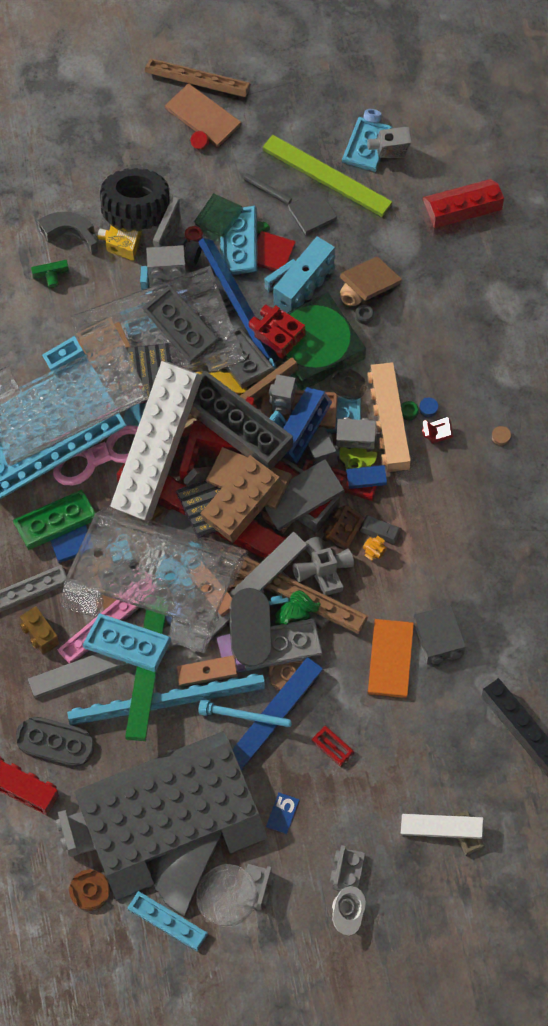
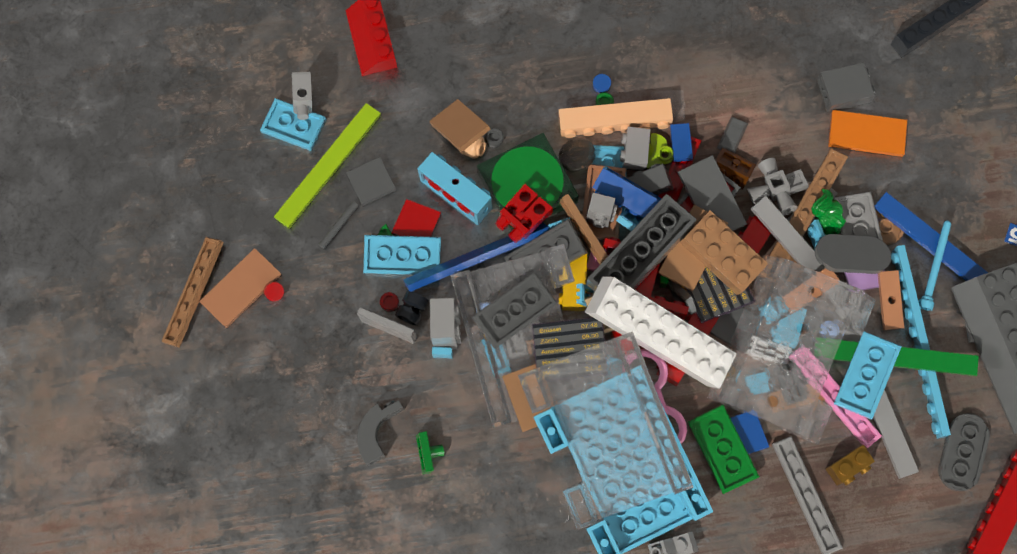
camera: 85 degrees left, 10 degrees up
(121, 241) = (391, 375): yellow torso -> none
(134, 199) = (332, 349): black tyre -> none
(218, 215) = (371, 273): clear green tile -> none
(273, 279) = (447, 214): medium azure tile -> none
(328, 752) = (947, 200): red tile -> none
(372, 115) = (260, 115): light blue tile -> none
(374, 548) = (757, 139): light orange gear -> none
(437, 430) = (630, 74): bracket -> none
(501, 435) = (634, 20): medium nougat tile -> none

